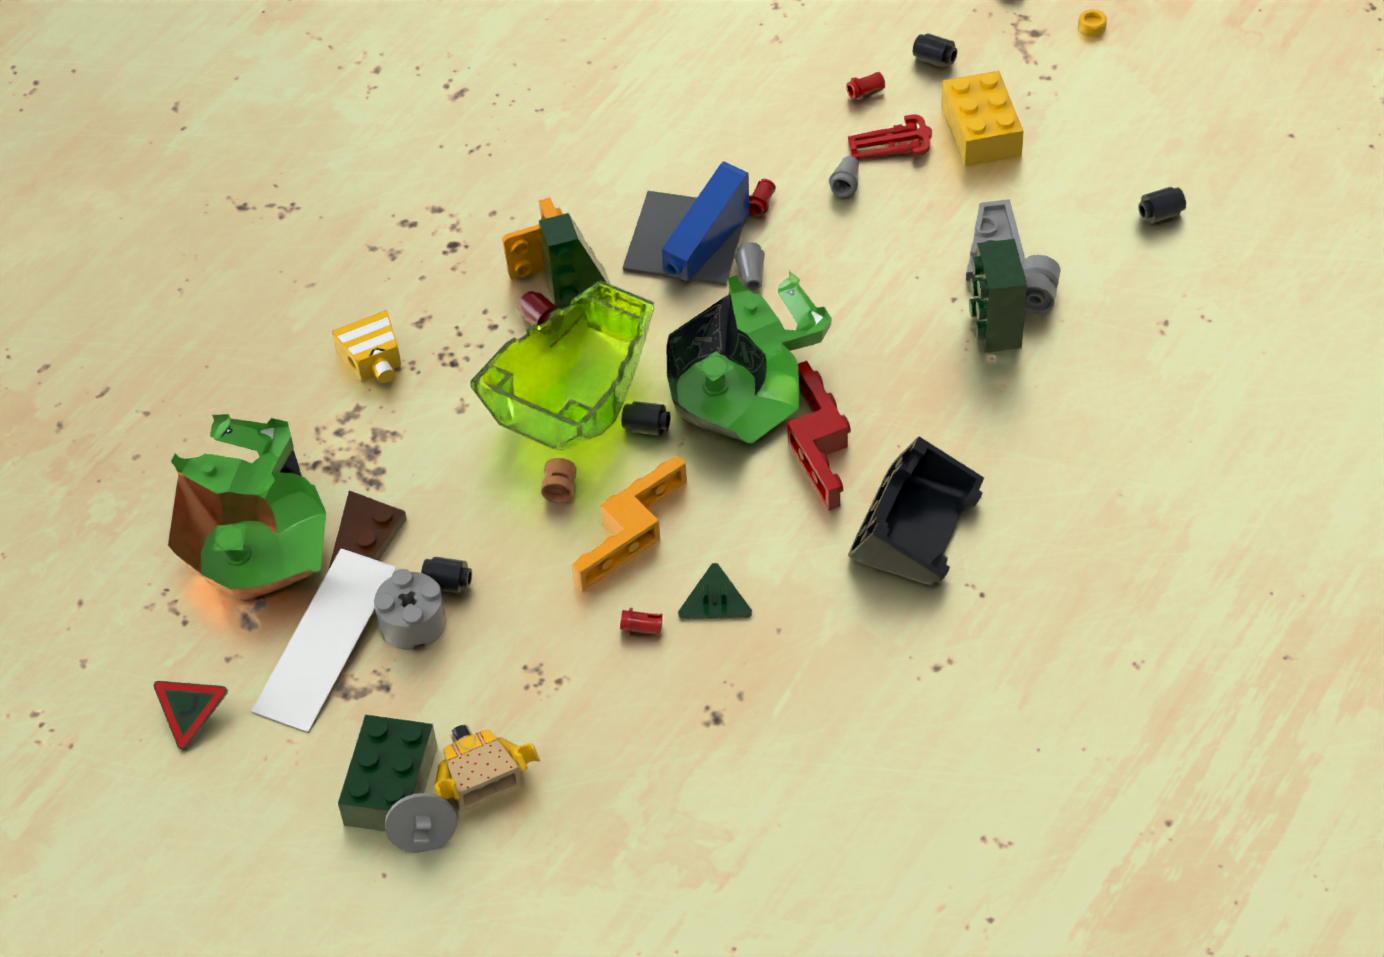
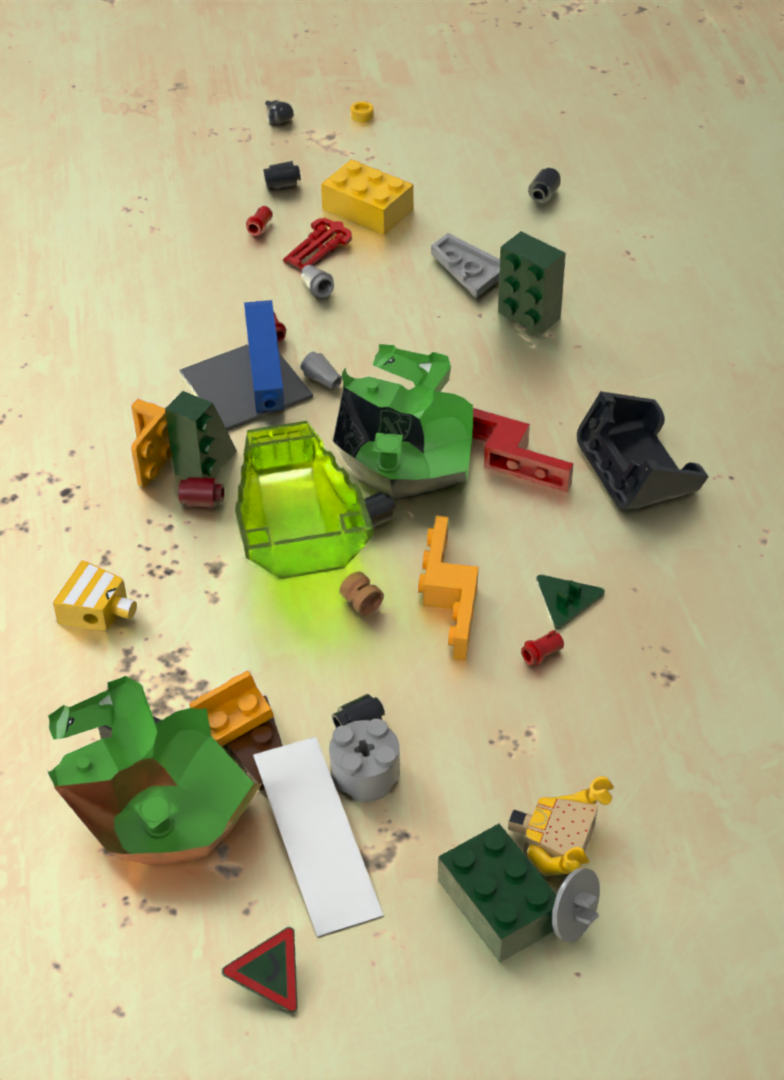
camera: 45 degrees left, 5 degrees down
(360, 503) = (234, 708): none -> light orange bracket

